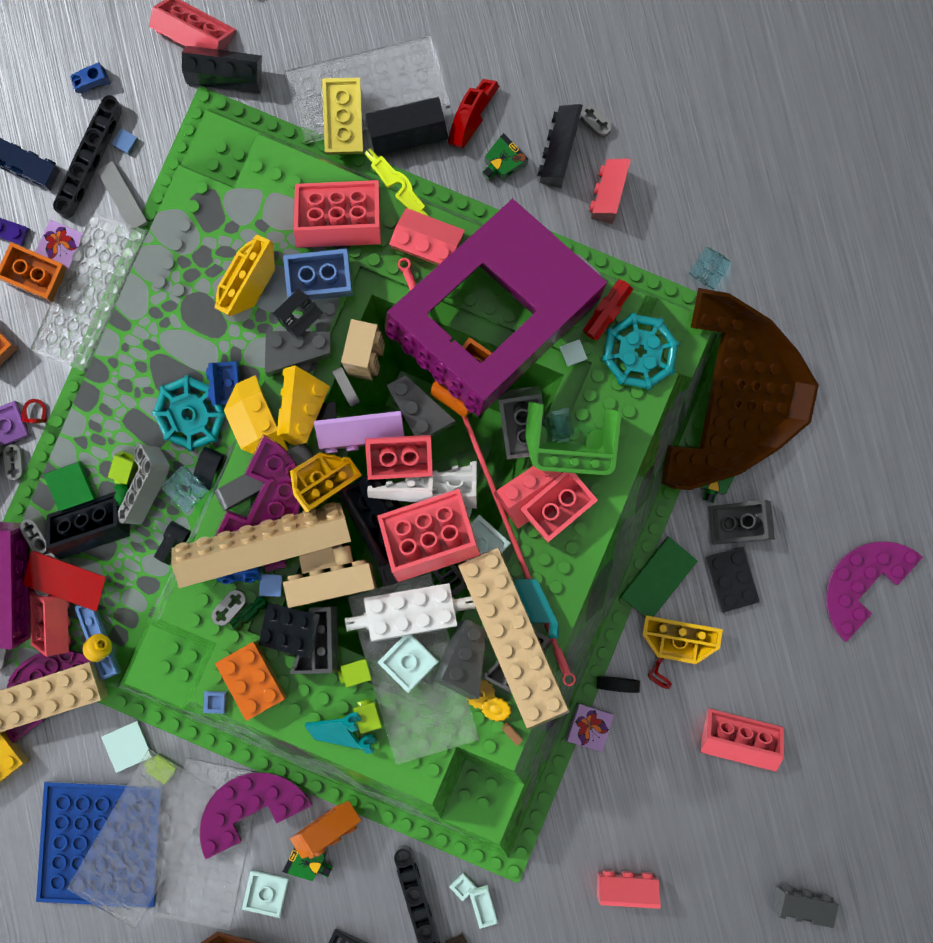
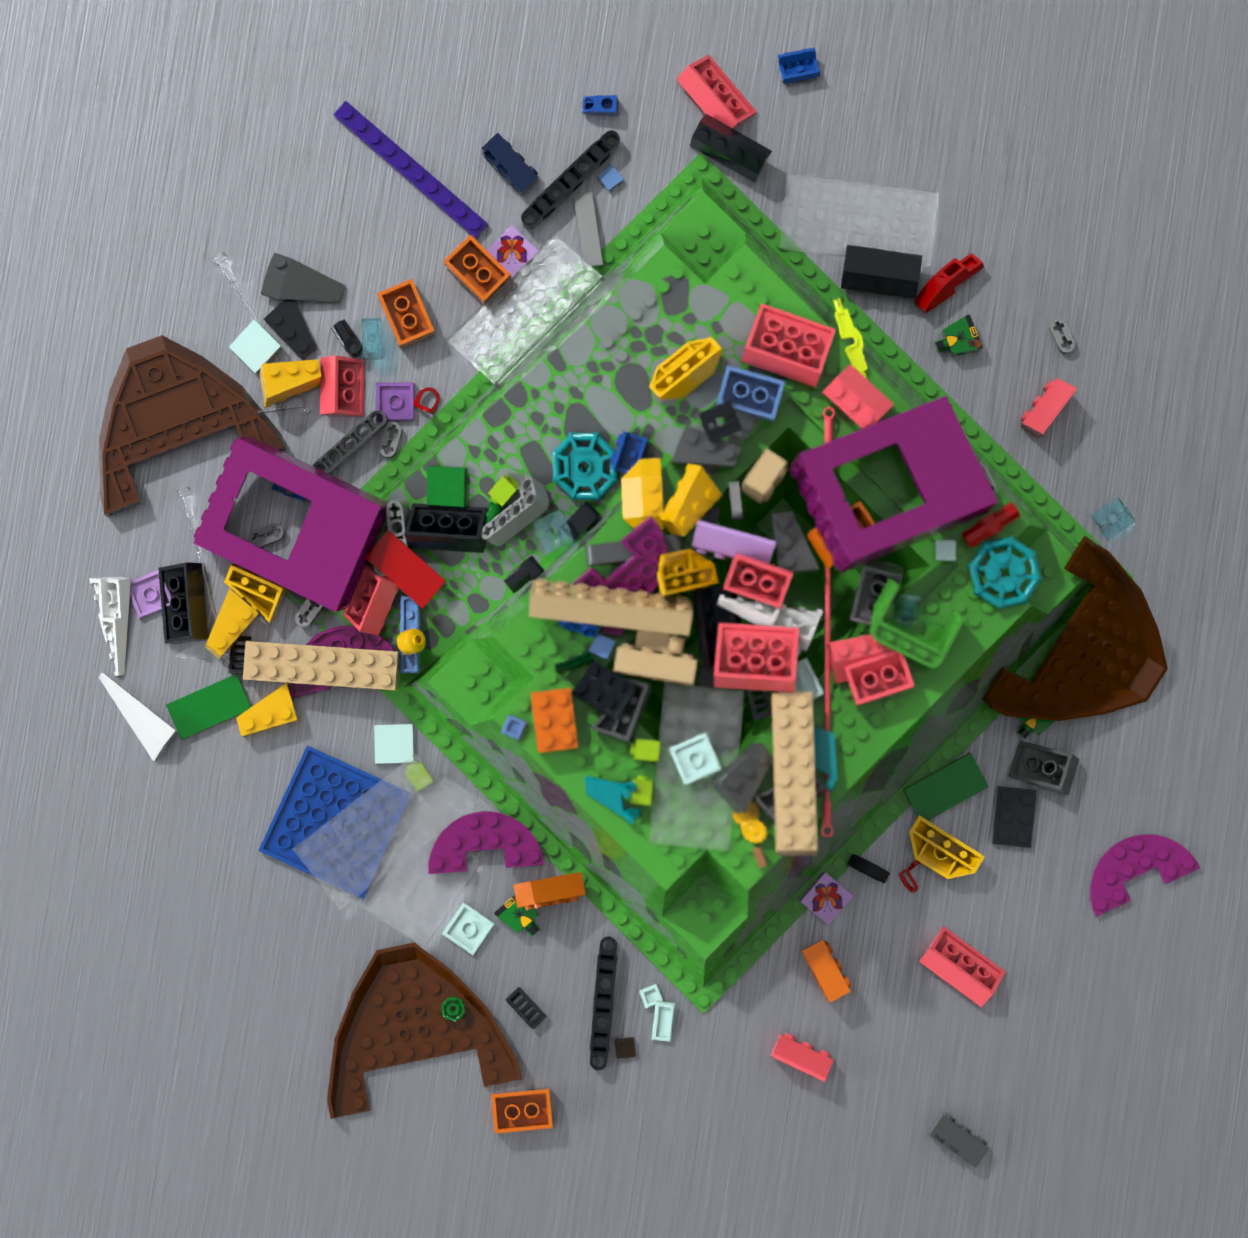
camera: 20 degrees right, 0 degrees up
(233, 611) = (561, 655): light grey beam -> none
(342, 116) = (825, 239): light yellow plate -> none
(409, 612) = (713, 717): white plate -> none
(560, 145) = (1018, 347): black slope -> none
(618, 797) = (826, 970): none -> orange brick

